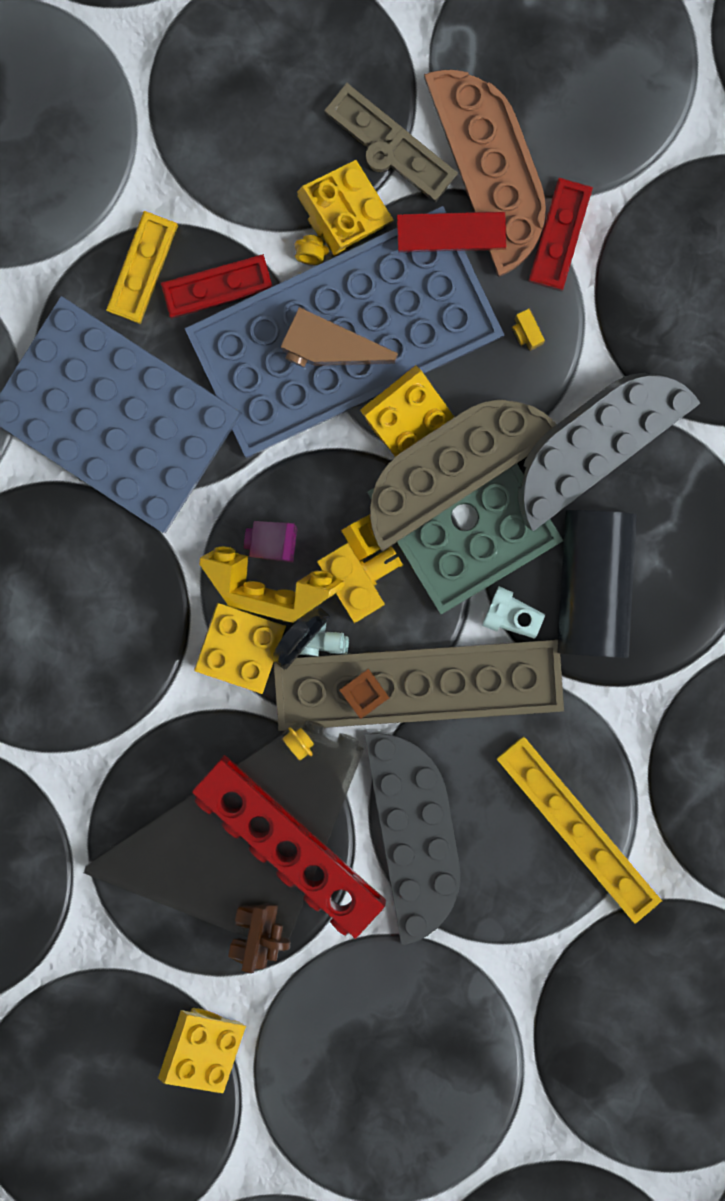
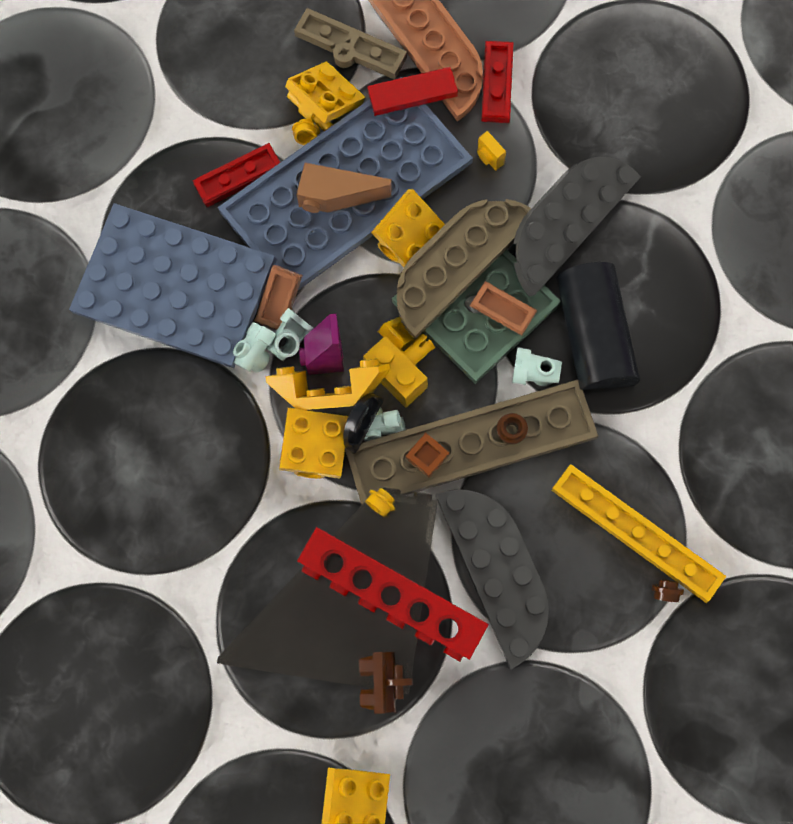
camera: 10 degrees left, 15 degrees down
(142, 267) = (175, 174): yellow tile -> none
(191, 520) = (251, 351): none -> light aqua plate
(233, 514) = (294, 331): none -> light aqua plate
(234, 461) = (277, 296): none -> nougat tile
(479, 683) = (512, 419): none -> reddish brown plate
(493, 537) = (503, 308): none -> nougat tile
(593, 901) = (667, 590): none -> reddish brown plate

